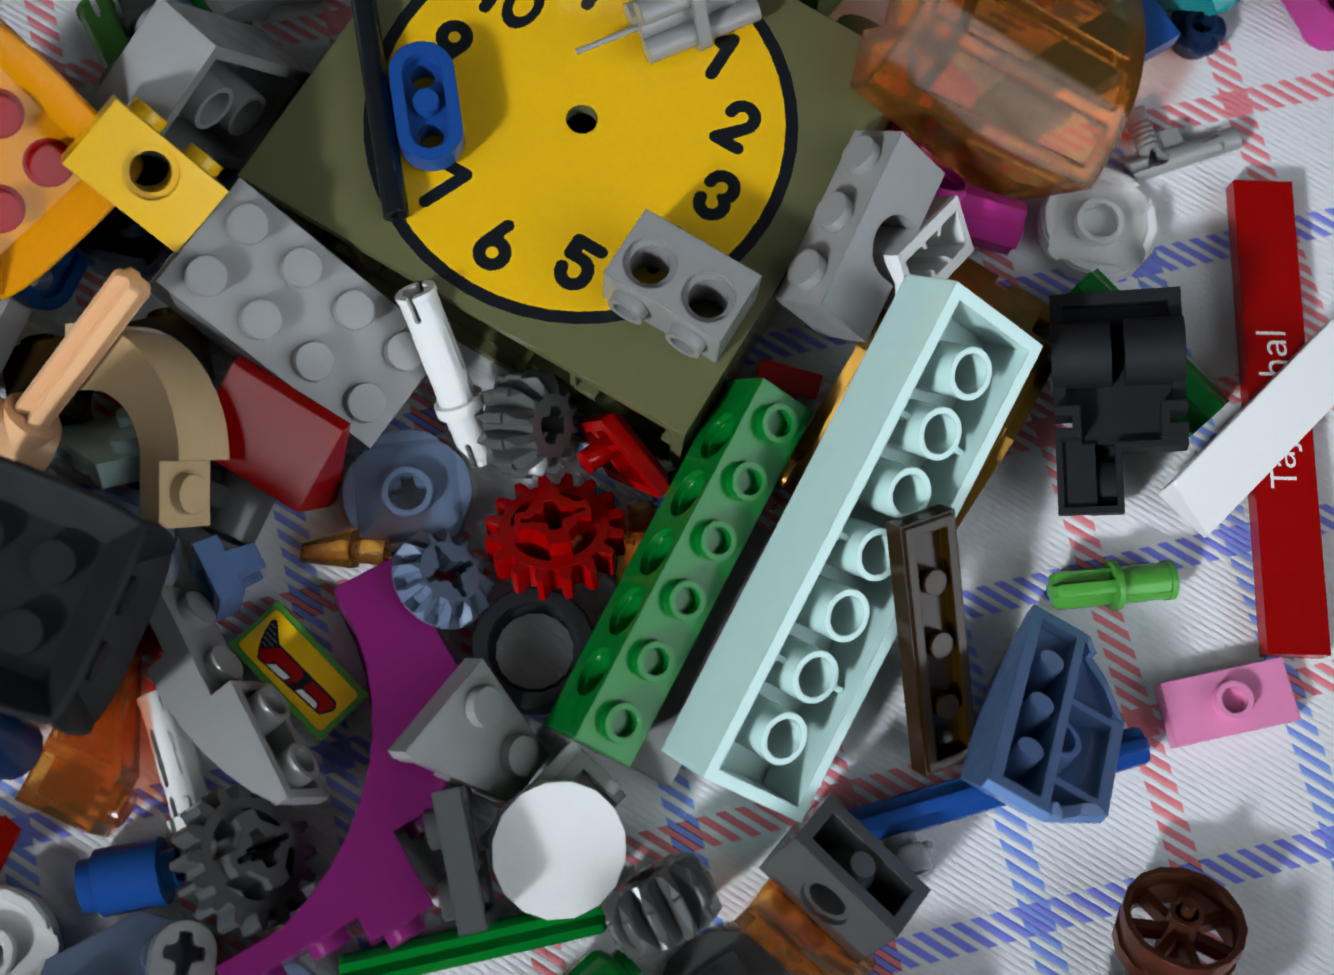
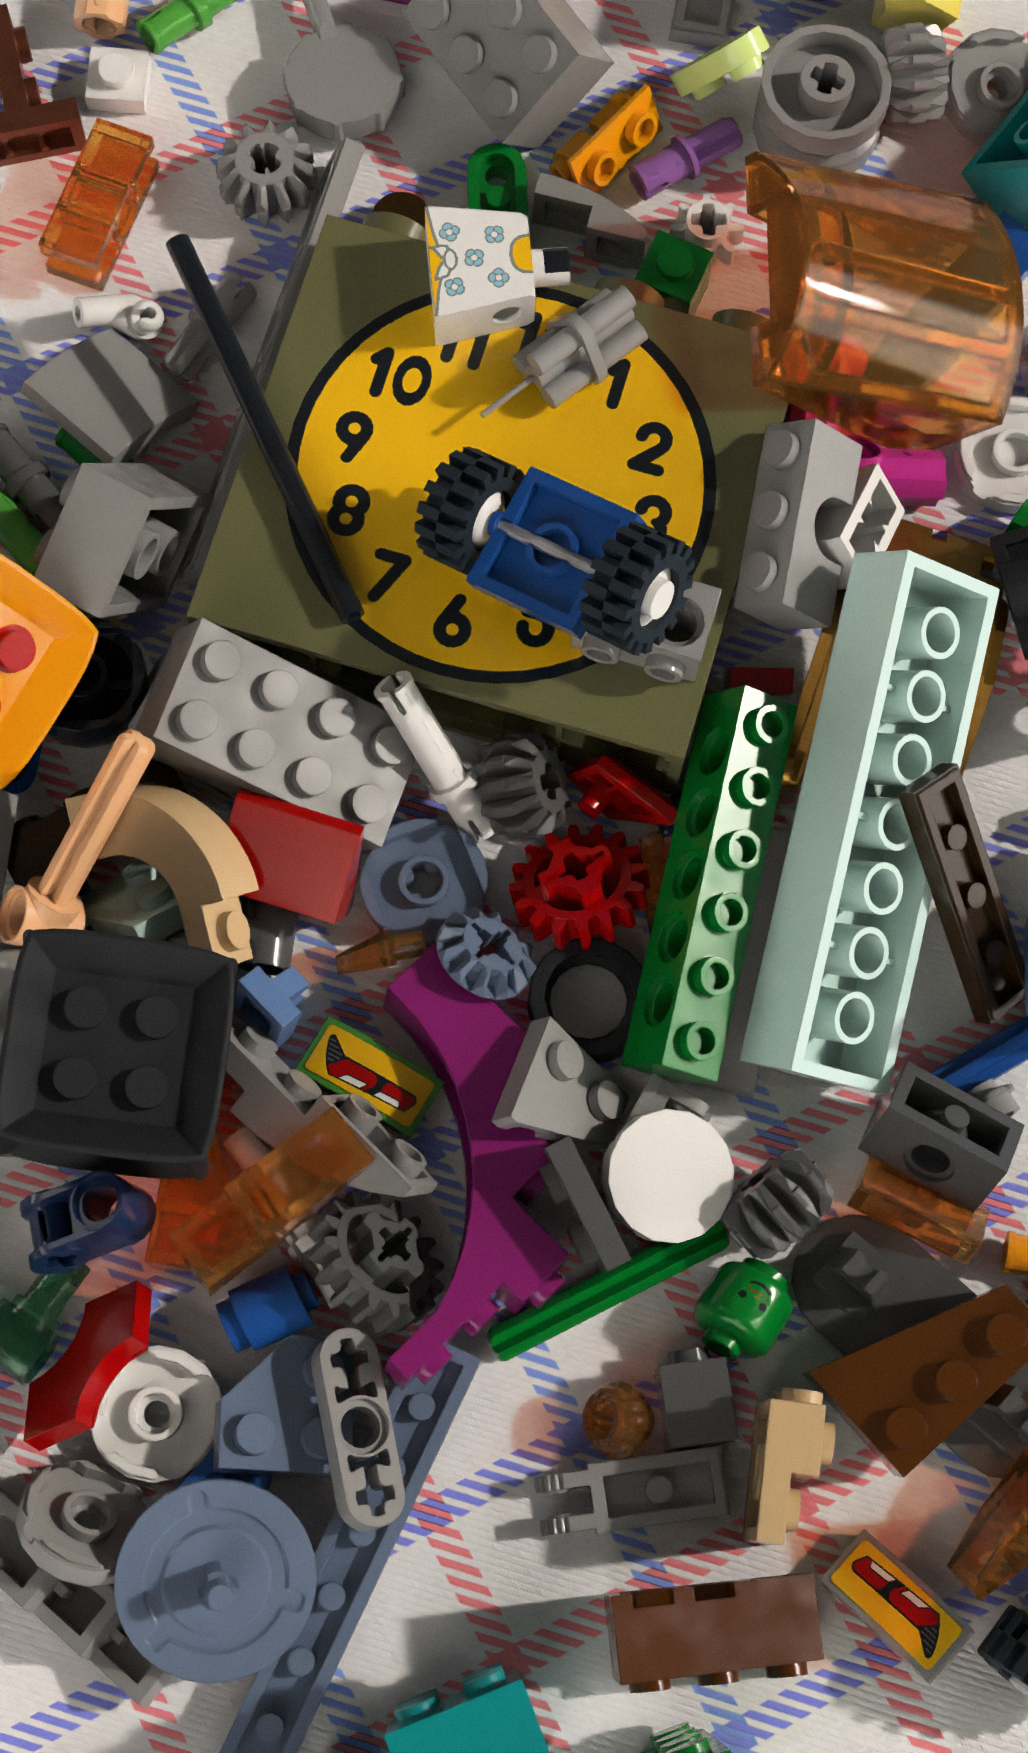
camera: 10 degrees left, 0 degrees up
(146, 774) = (270, 1200): none -> clear orange slope
(166, 210) = (76, 624): yellow brick -> none
(426, 110) = (355, 507): blue plate -> none
(602, 196) = (554, 550): none -> plate

